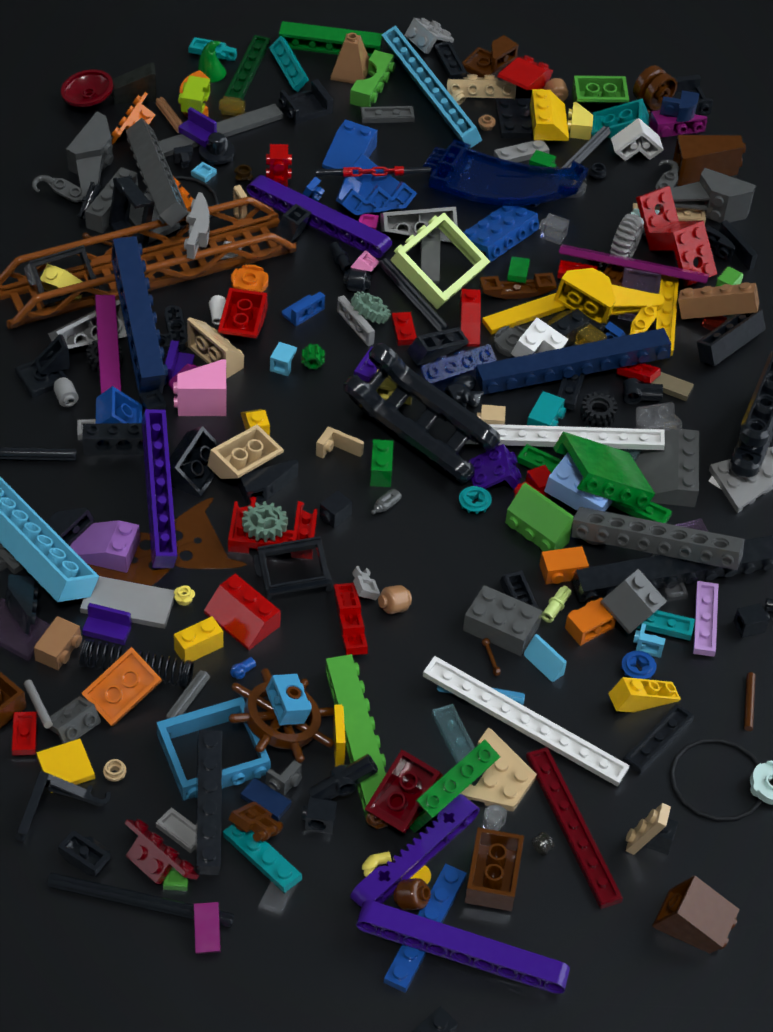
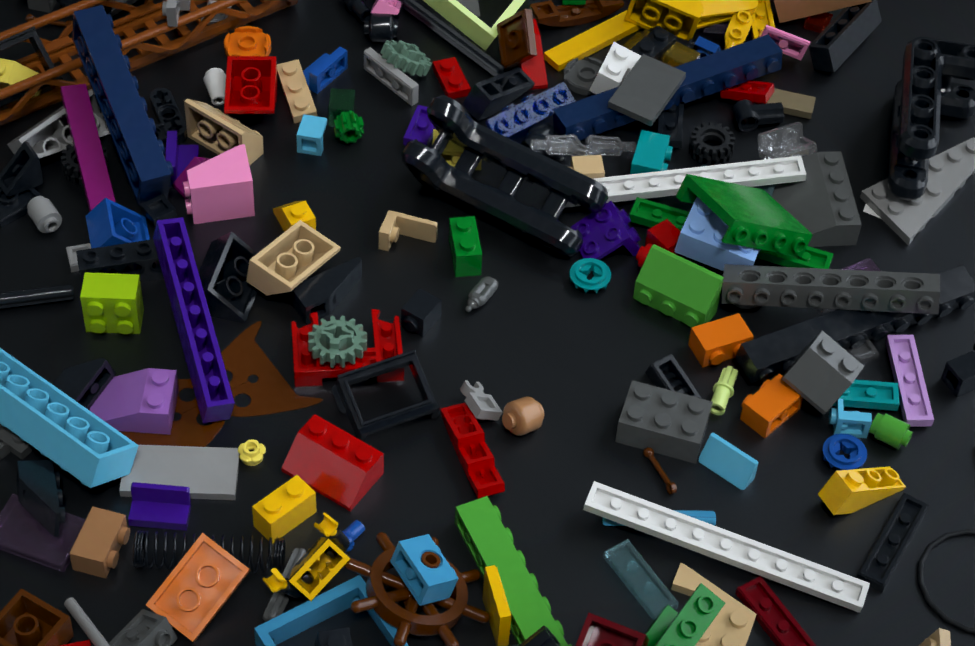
camera: 10 degrees left, 0 degrees up
(102, 467) = (112, 303): none -> lime brick
(210, 685) = (316, 565): none -> torso
(279, 321) = (296, 90): none -> tan plate
(311, 335) = (340, 101): none -> clear green brick
(460, 304) = (517, 39): none -> reddish brown tile
(484, 396) = (572, 146): none -> clear piece
(553, 359) = (647, 90): none -> dark grey tile
(679, 337) = (788, 43): none -> bright pink slope
(679, 654) = (891, 430): none -> bright green brick

